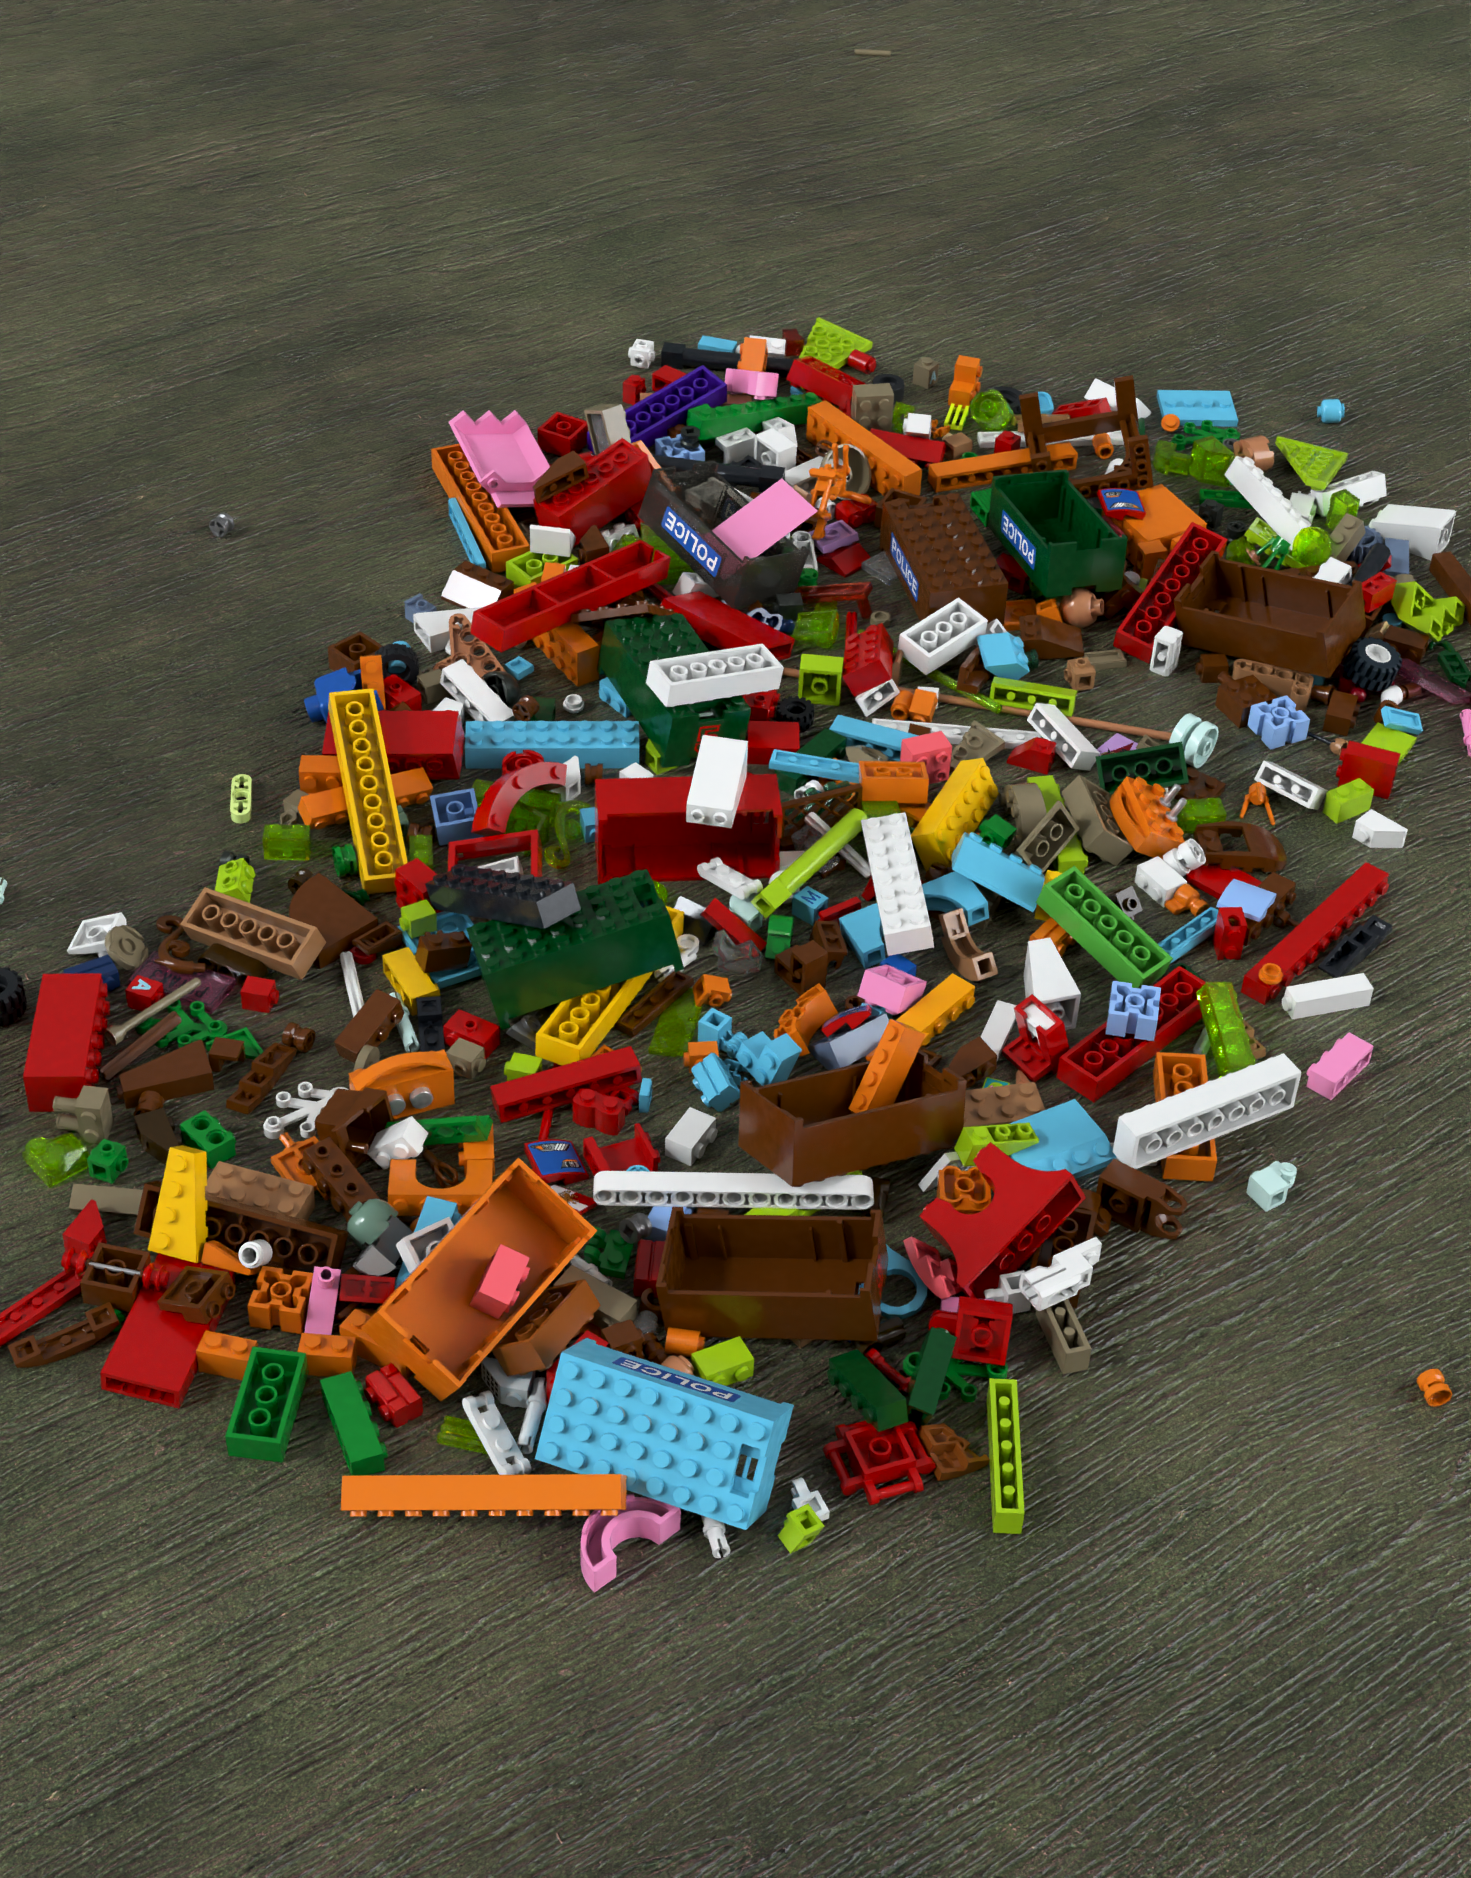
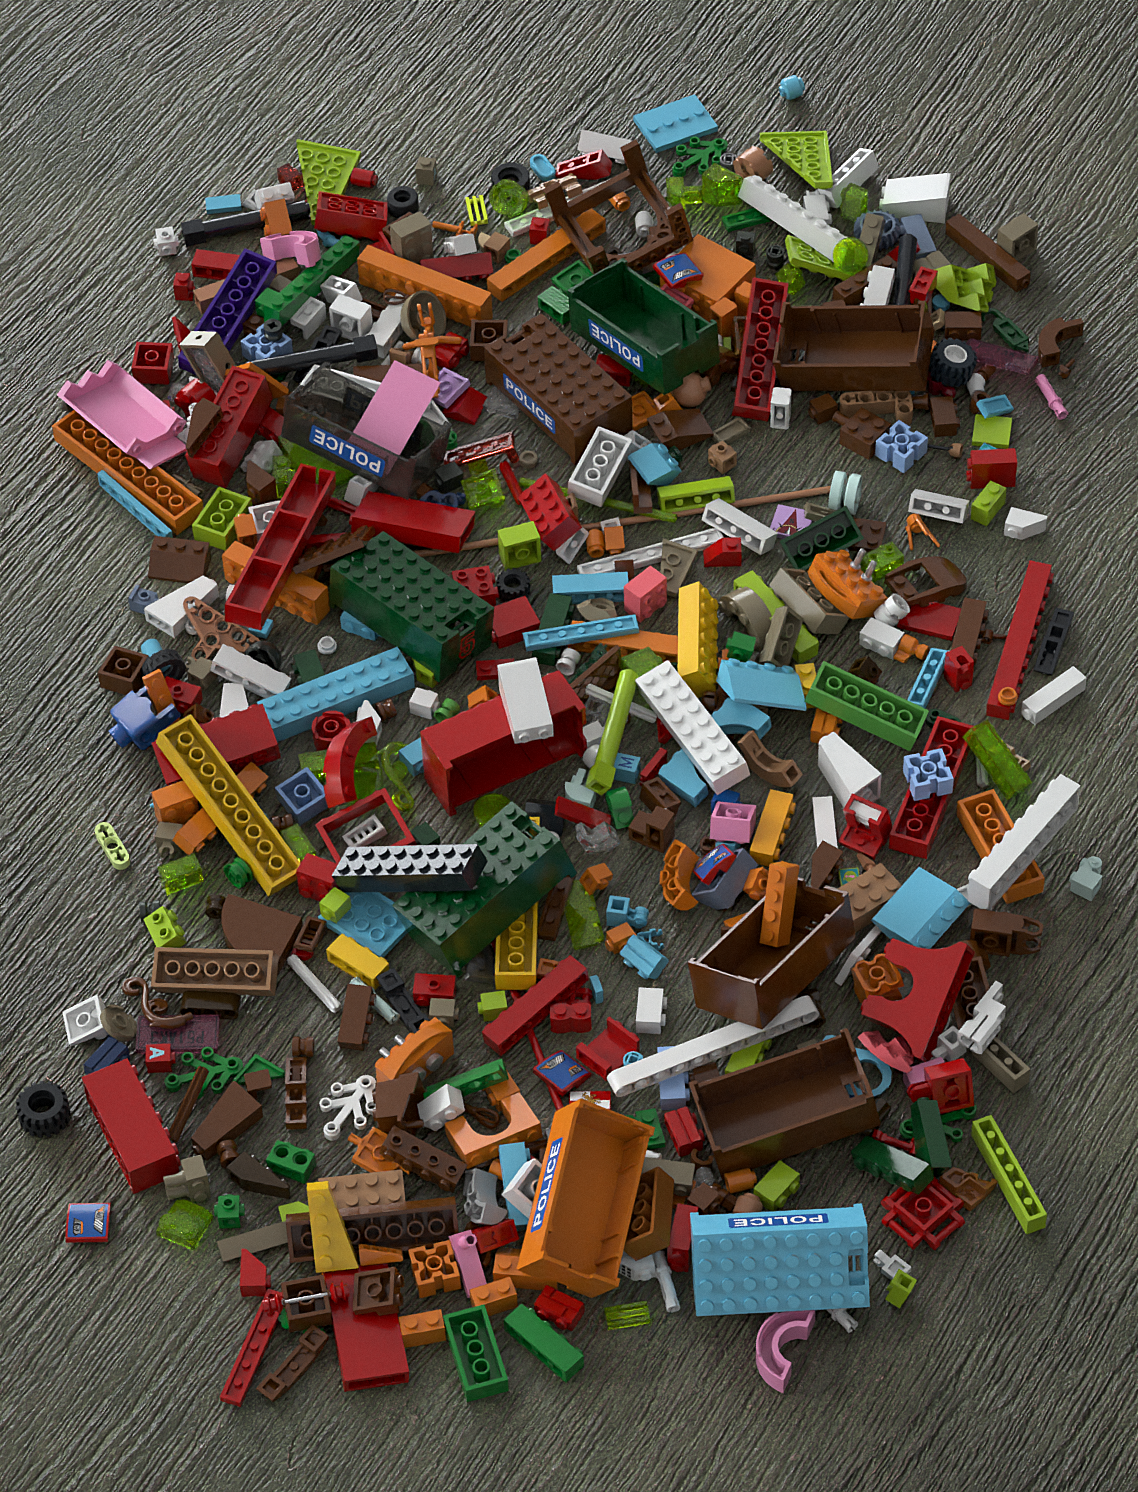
camera: 20 degrees left, 10 degrees up
(115, 1033) = (162, 1101): dark tan piece -> none
(255, 1253) = (403, 1248): white brick -> none
(259, 994) = (248, 1021): red brick -> none
(360, 896) = (268, 900): dark green hand -> none
(367, 1056) = (372, 1049): dark tan piece -> none
(369, 1221) = (467, 1182): sand green cylinder -> none
(443, 951) = (374, 928): reddish brown brick -> none
(484, 1493) = (675, 1356): orange brick -> none
(495, 1435) = (651, 1308): white plate -> none
(500, 1282) = (599, 1193): coral brick -> none
(525, 708) = (301, 671): reddish brown wheel -> none
(551, 540) = (222, 491): white slope -> none
(635, 1228) = (657, 1105): flat silver wheel -> none
(714, 675) = (455, 590): white brick -> none
(729, 879) = (554, 770): white plate -> none
(768, 1059) = (673, 923): medium azure brick -> none
(894, 781) = (637, 629): orange slope -> none
(900, 409) = (441, 230): clear neon green brick -> none
(965, 382) = (468, 171): orange brick -> none
(1007, 1137) = (882, 929): lime slope -> none
(1170, 422) = (663, 151): orange plate -> none
(1252, 899) = (959, 633): light blue slope -> none
(1279, 546) = (825, 266): green plant -> none
(1339, 1065) = (1089, 755): bright pink brick -> none

